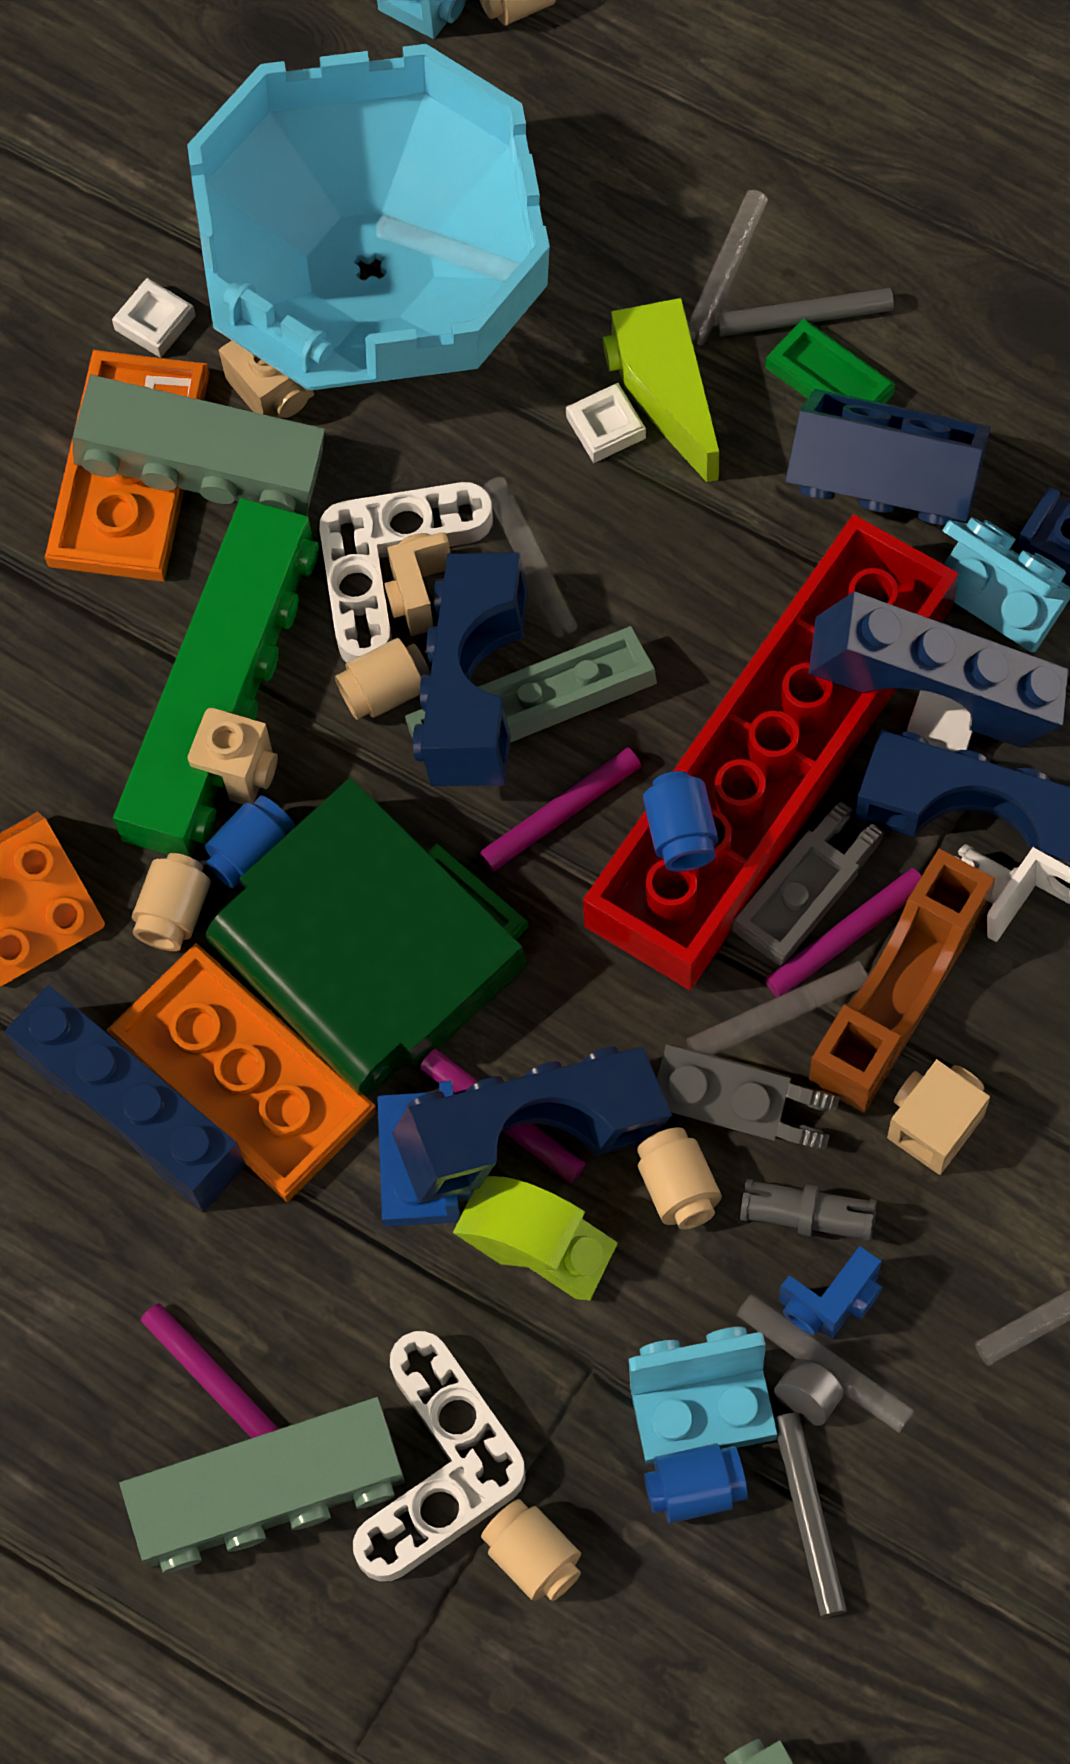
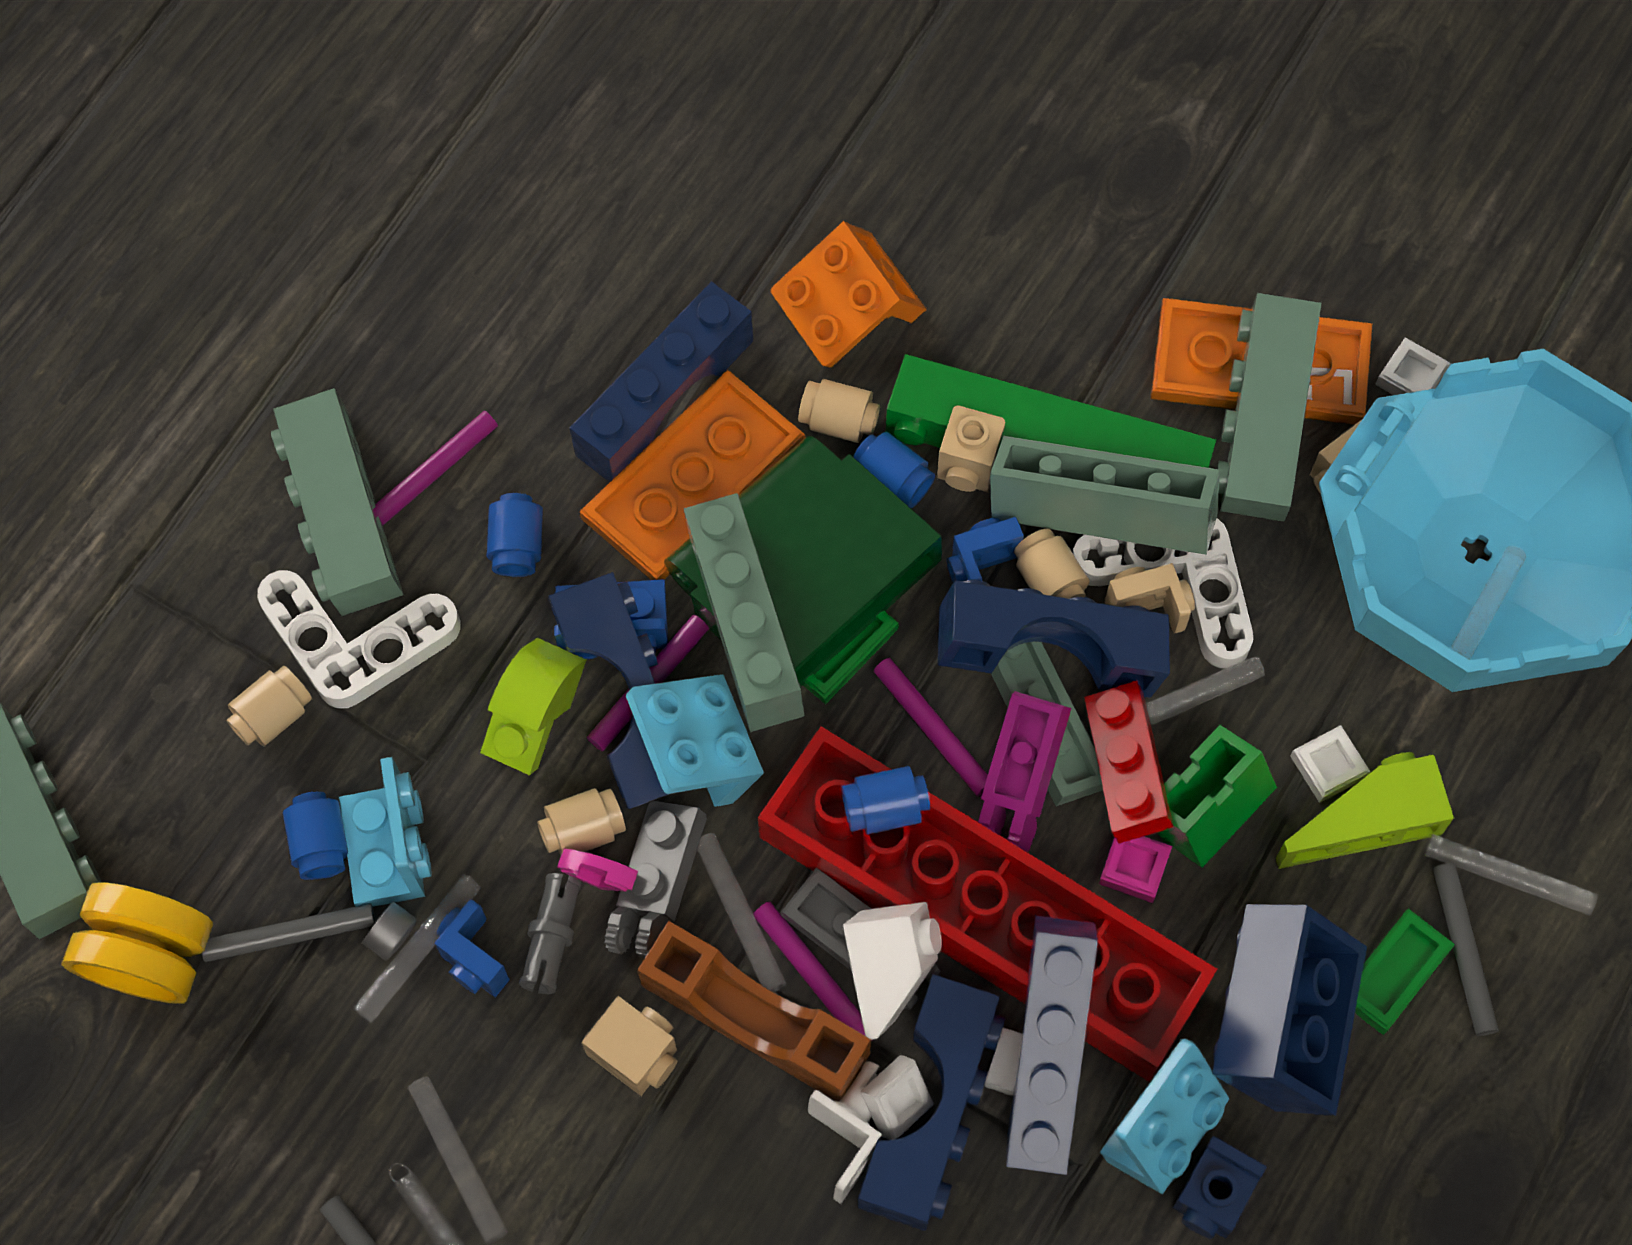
camera: 85 degrees right, 0 degrees up
(306, 607) = (1105, 494): none -> sand green brick
(314, 1268) = (514, 535): none -> blue brick
(370, 768) = (982, 547): none -> blue bracket
(448, 975) = (744, 612): none -> sand green brick
(590, 1033) = (696, 737): none -> medium azure bracket
(616, 599) = (1128, 762): none -> plate
(618, 700) = (1023, 766): none -> magenta hinge
(653, 523) = (1215, 795): none -> green brick
(718, 612) = (1136, 867): none -> dark pink tile
(742, 1150) = (597, 870): none -> dark pink tile
(844, 1669) = (137, 943): none -> yellow wheel
(851, 824) = (889, 959): none -> white slope
(987, 839) = (897, 1097): none -> white tile

